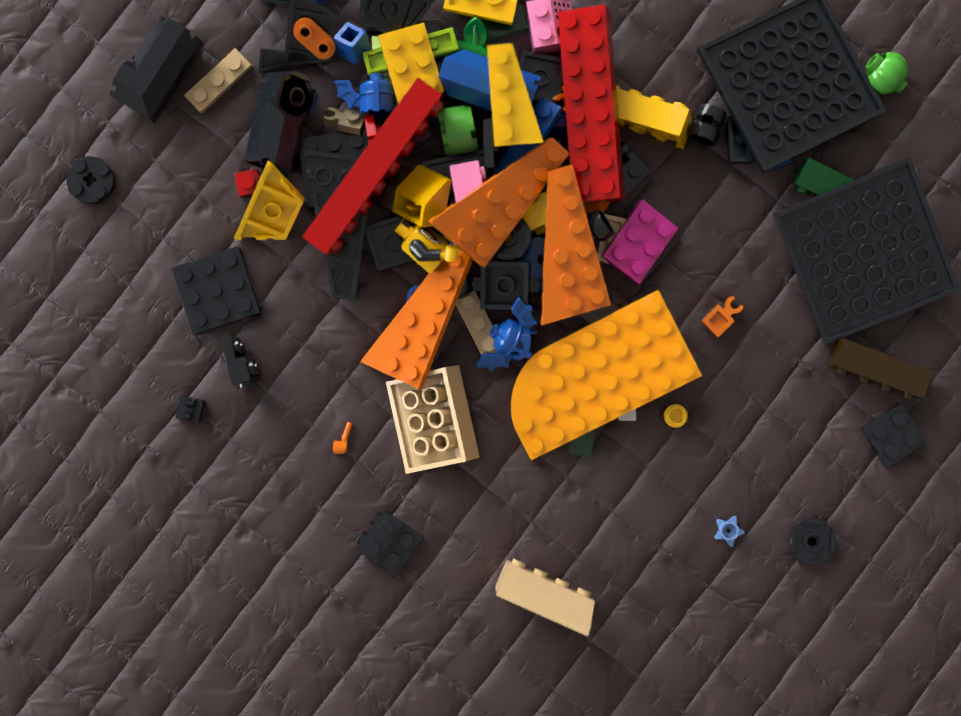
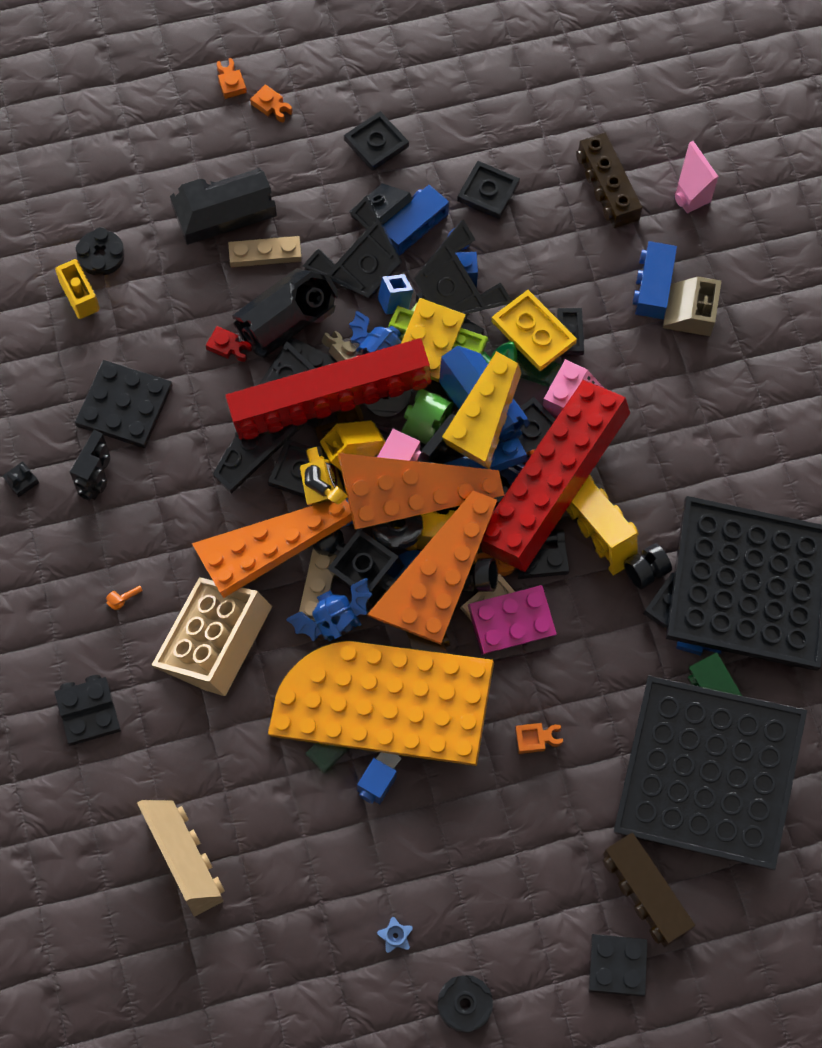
camera: 40 degrees right, 20 degrees down
(102, 226) = (77, 289): none -> yellow brick
(271, 207) = (222, 368): yellow wing -> none
(315, 38) = (367, 268): orange plate -> none
(635, 436) = (376, 782): none -> blue brick
(675, 415) = (427, 793): yellow plate -> none

